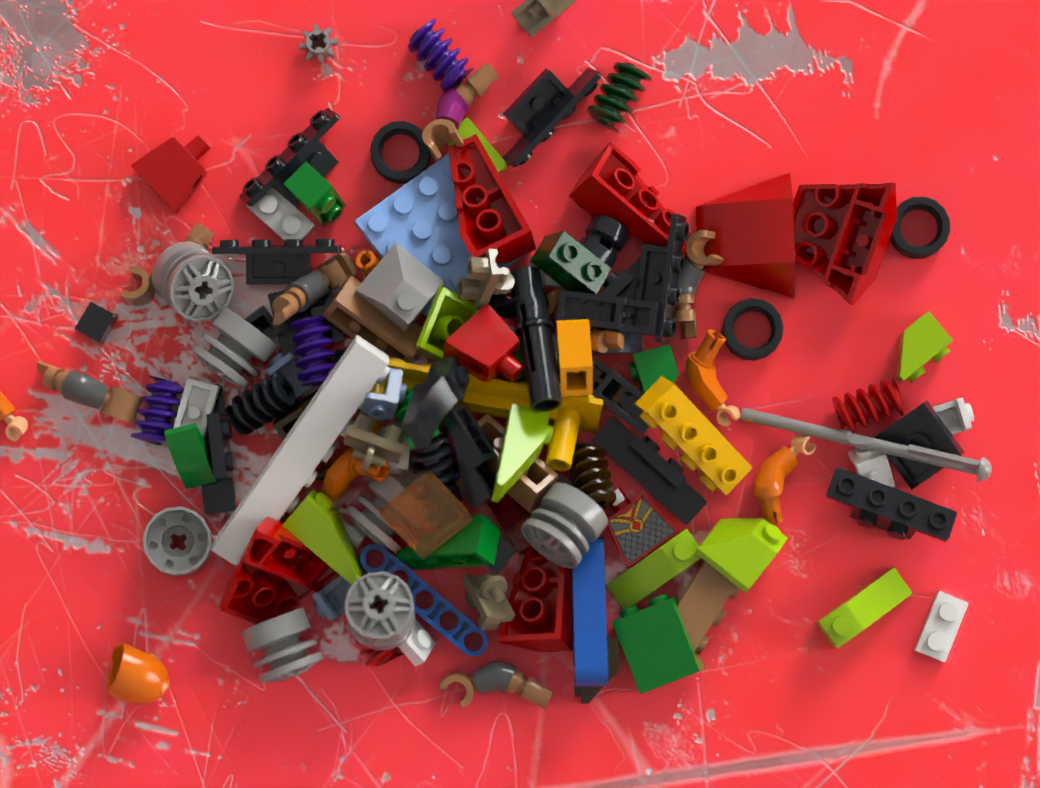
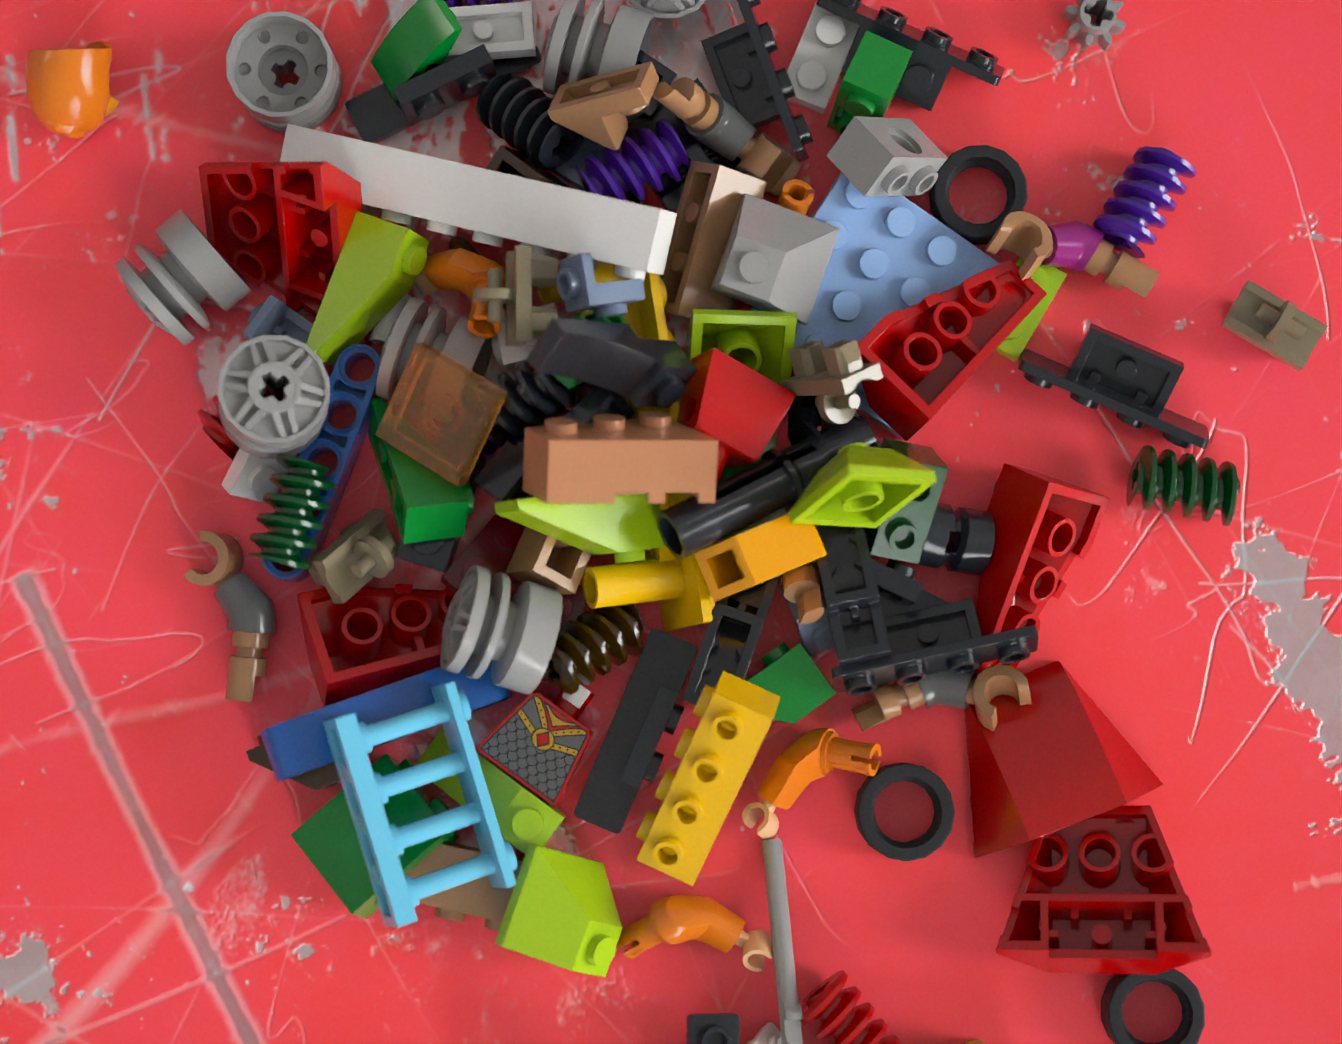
camera: 65 degrees right, 0 degrees up
(270, 356) = (599, 103): none -> medium nougat slope
(362, 198) = (887, 157): none -> light grey brick
(451, 624) = (292, 512): none -> dark green piece
(491, 418) = (618, 458): none -> nougat wedge
(557, 285) = (861, 488): none -> lime slope
(634, 633) = (385, 842): none -> medium azure fence

